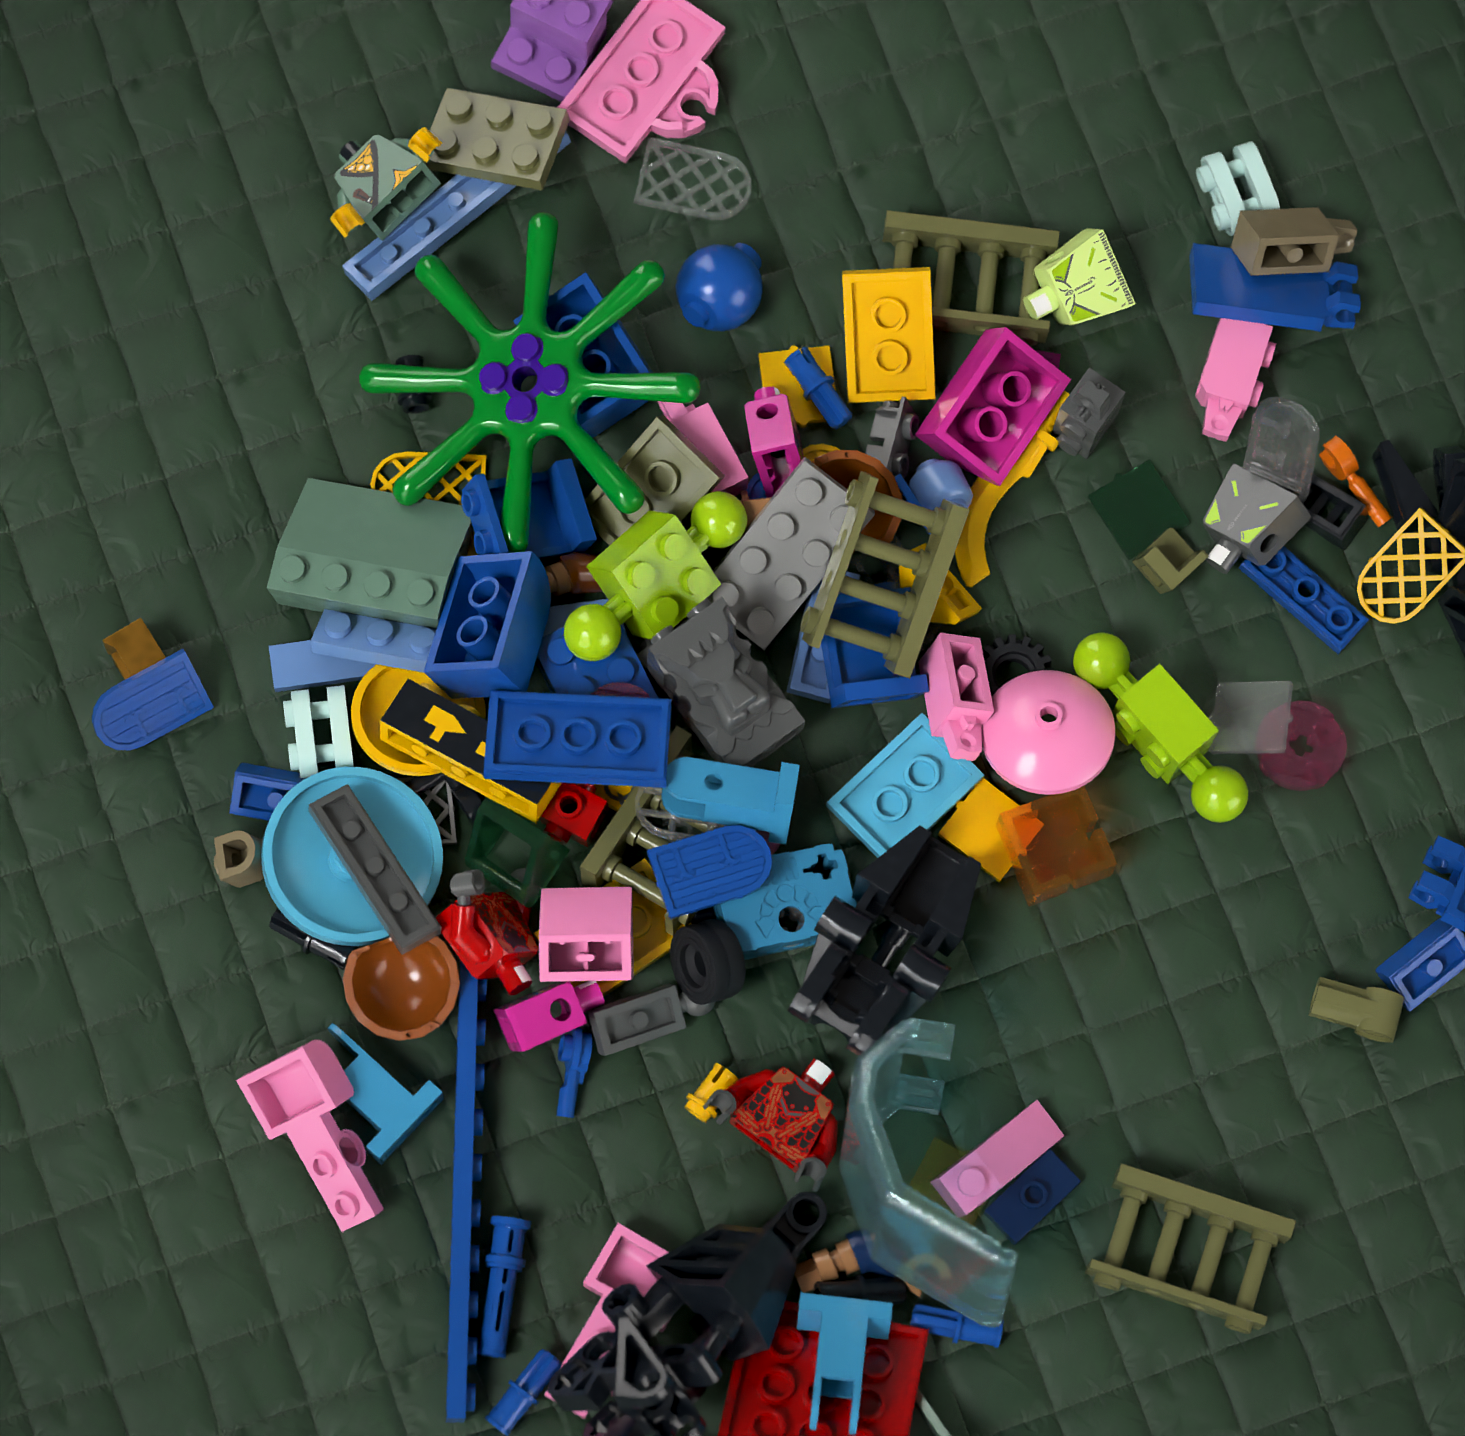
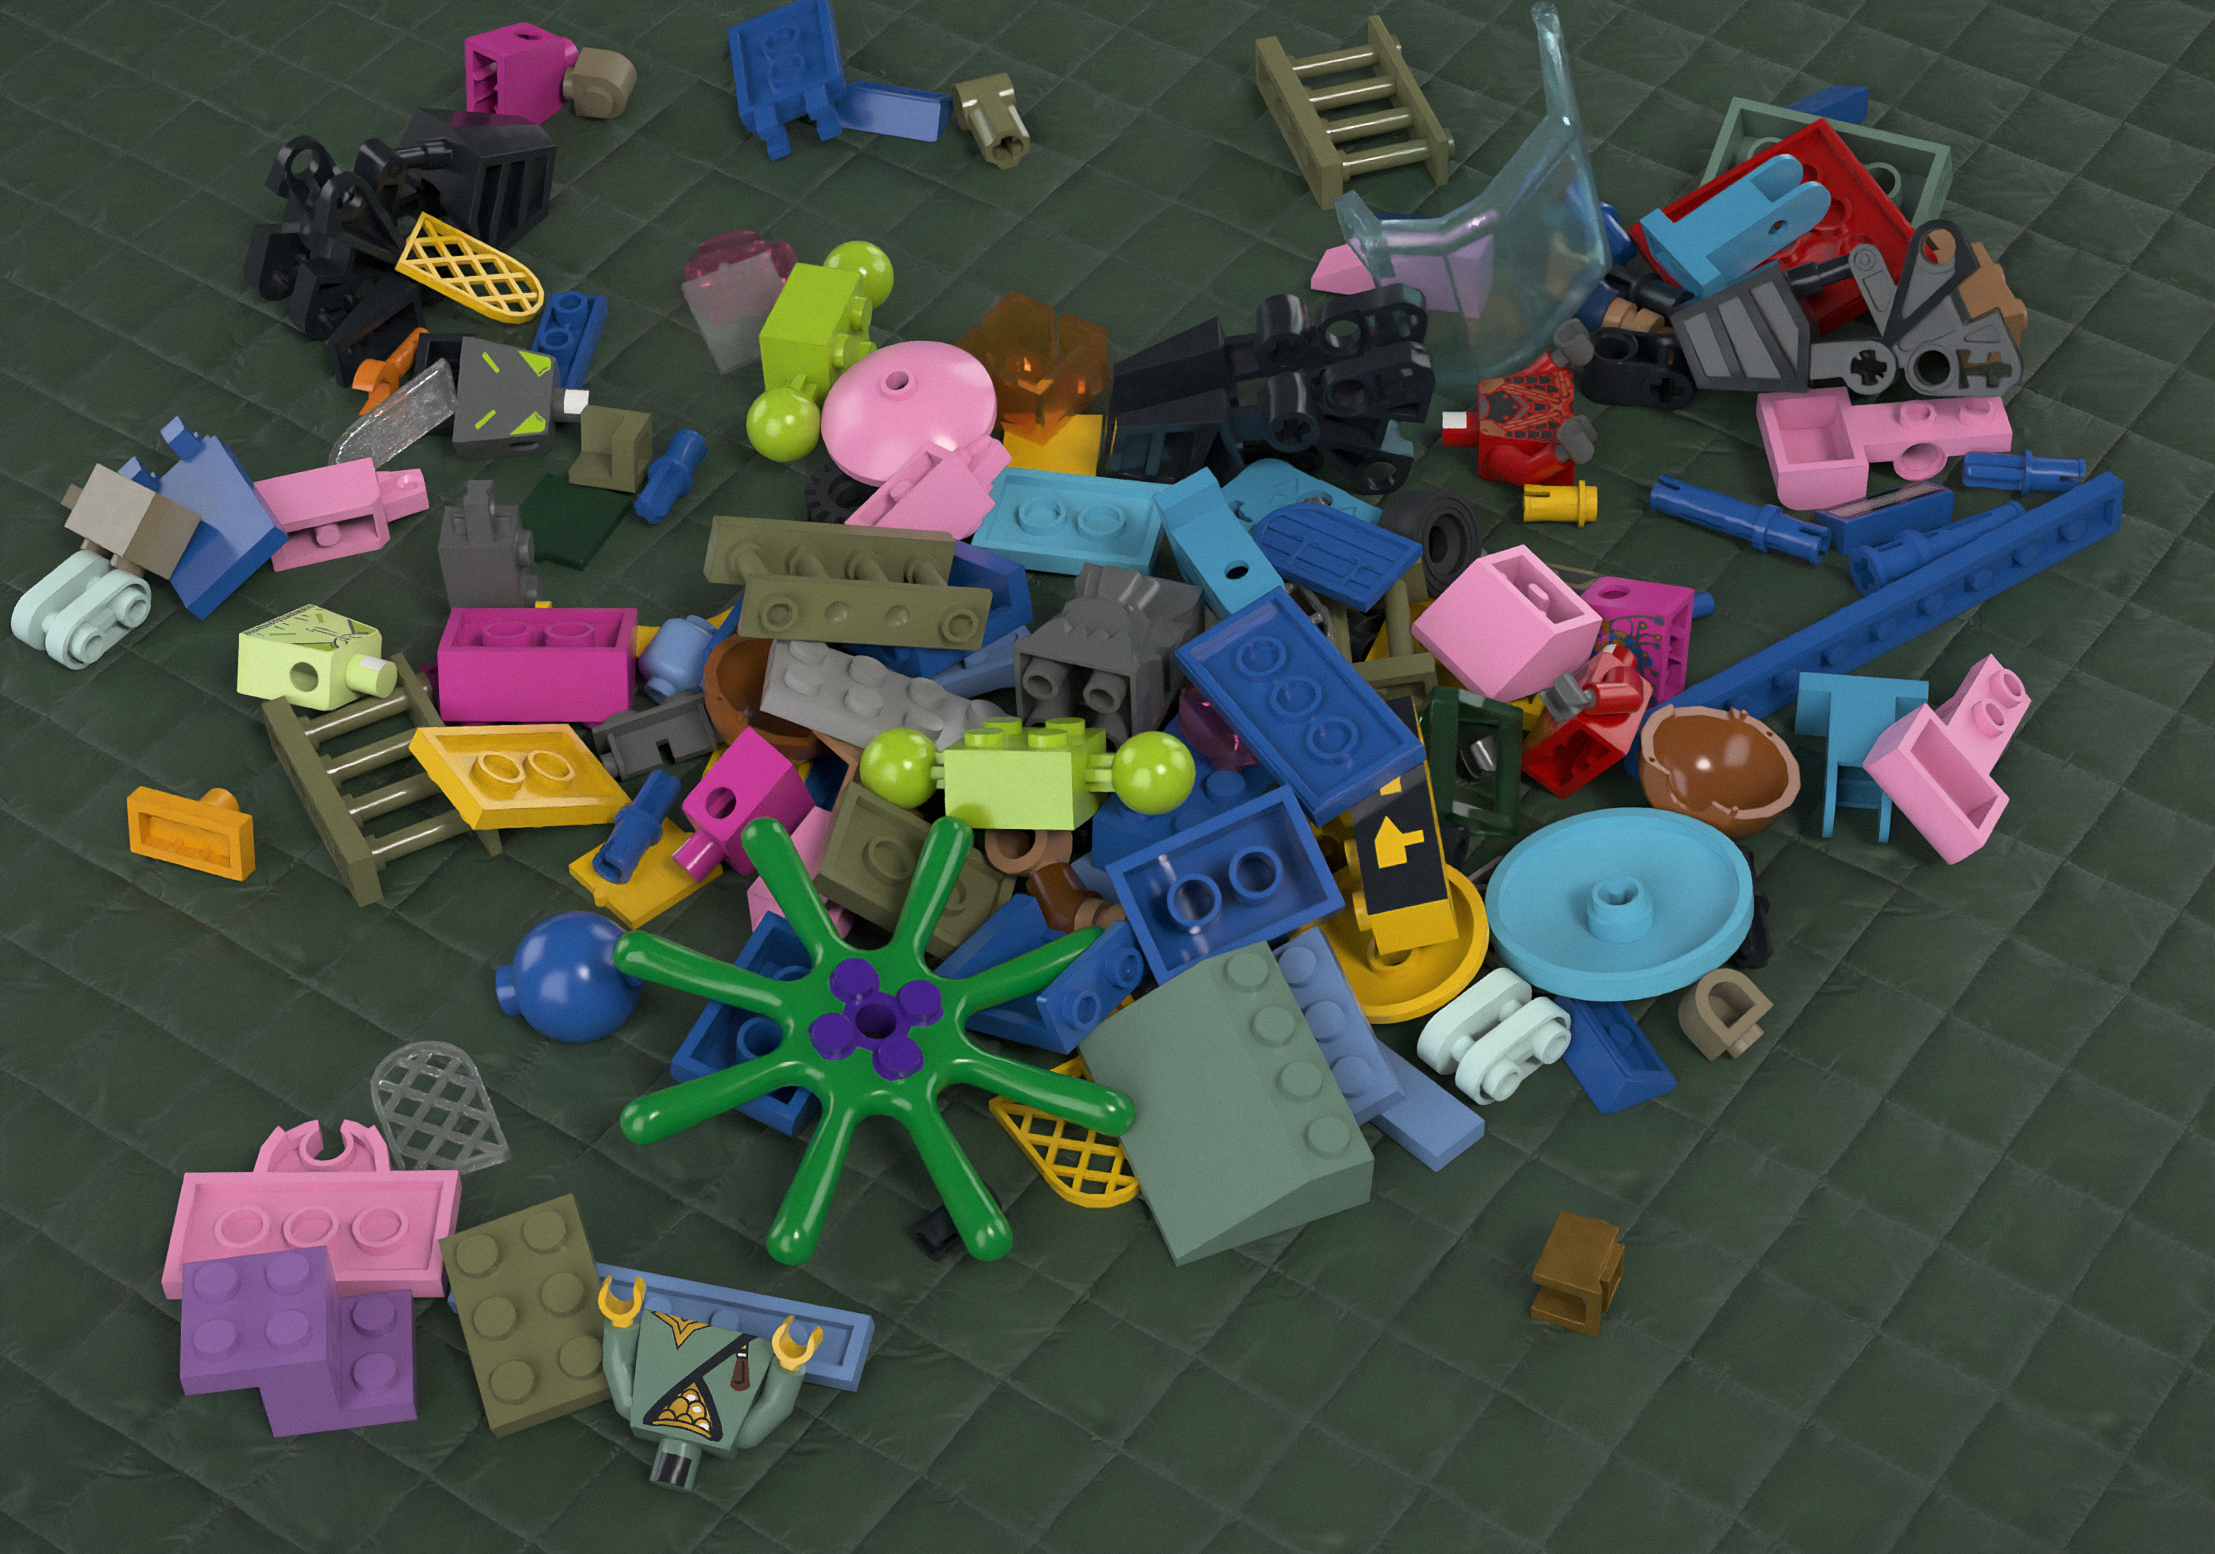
camera: 115 degrees left, 30 degrees down
(150, 703) = (1628, 1215): blue window -> none
(374, 869) = (1620, 838): dark grey tile -> none
(559, 1283) = (1882, 515): none -> blue slope
(613, 1187) = (1760, 525): none -> blue pin
(997, 161) = (193, 833): none -> light orange tile
(1124, 584) = (671, 475): none -> blue axle

